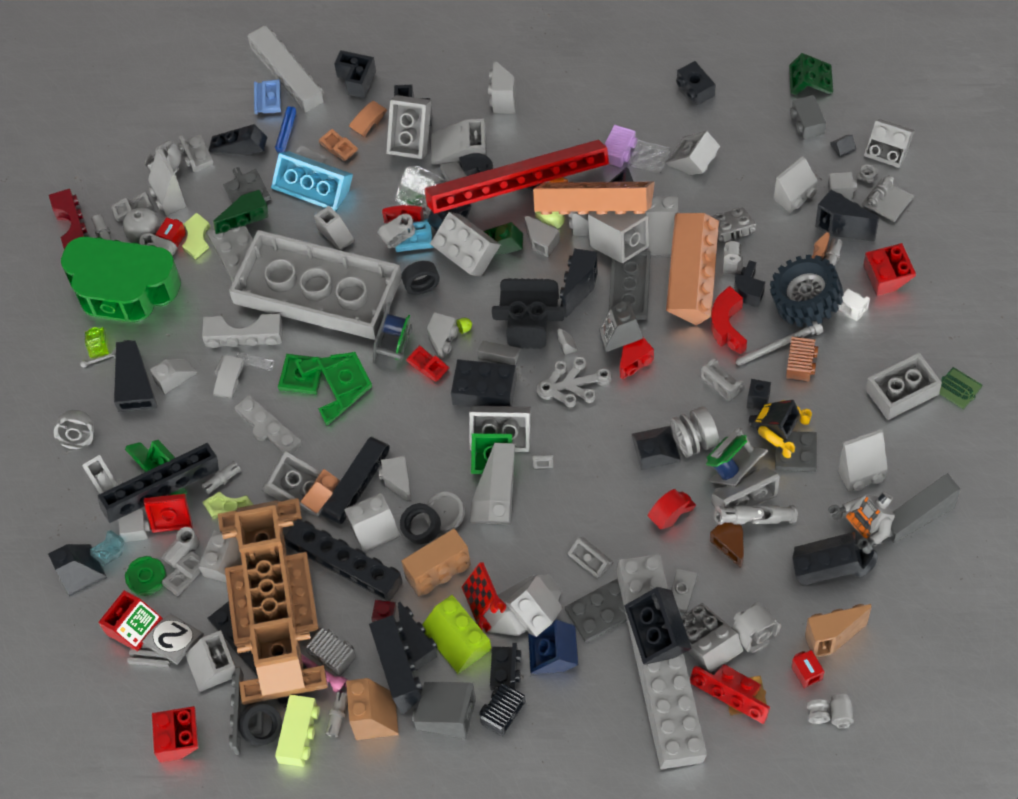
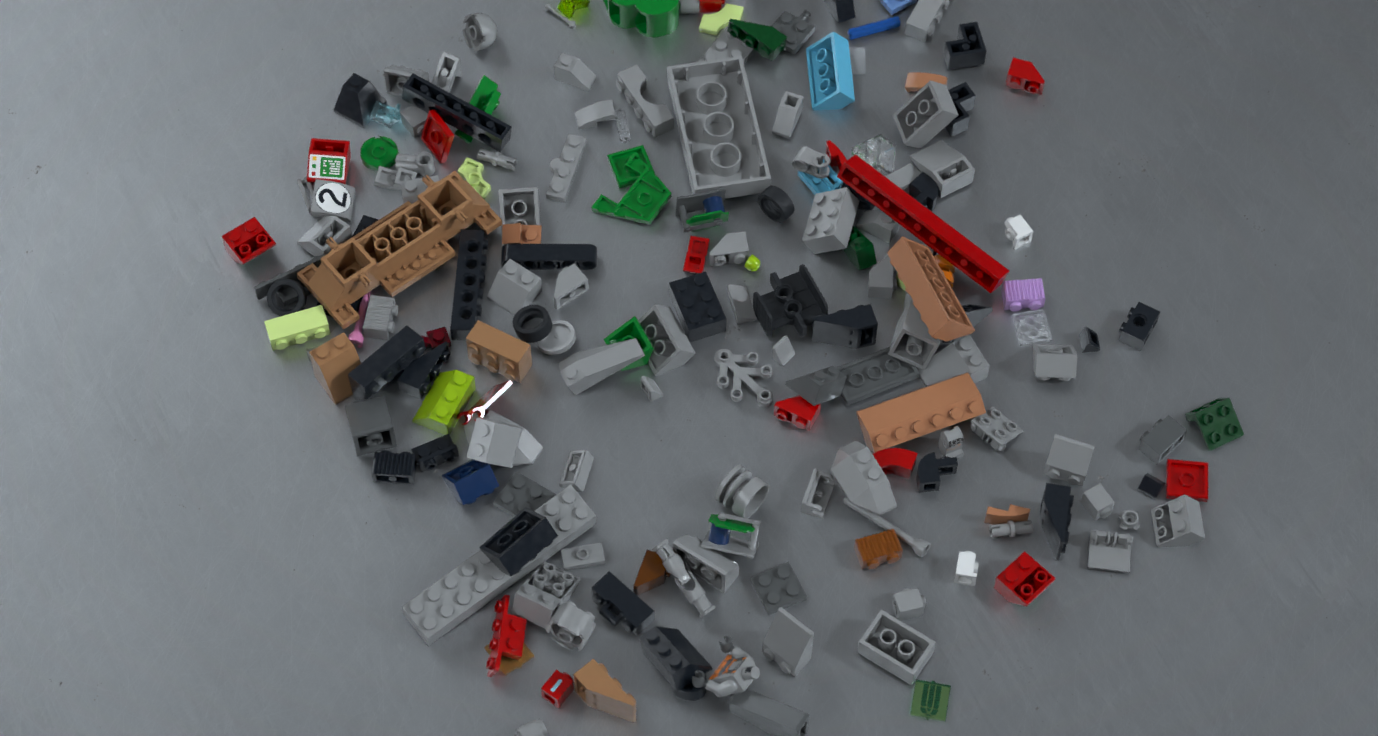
camera: 55 degrees right, 0 degrees up
(84, 515) = (397, 76): none -> light grey slope
(131, 379) = (545, 48): black slope -> none
(337, 145) = (882, 75): nougat slope -> none
(410, 47) = (1025, 77): none -> red slope
(487, 212) = (878, 224): none -> light grey slope
(501, 90) = (1019, 169): light grey slope -> none
(555, 121) = (1018, 231): none -> white brick
(655, 447) = (710, 468): black slope -> none
(670, 507) = (657, 507): red brick -> none
(686, 124) = (1089, 340): none -> black slope
(734, 333) = (862, 479): none -> light grey wedge
(750, 576) = (623, 602): none -> black piece
(758, 394) = (816, 530): black brick -> none
(777, 421) = (794, 555): torso -> none
(806, 290) = (949, 518): black wheel -> none
(818, 711) = (520, 714): light grey wheel -> none
(853, 119) = (1187, 479): none -> red plate
(864, 360) = (908, 604): none -> light grey brick

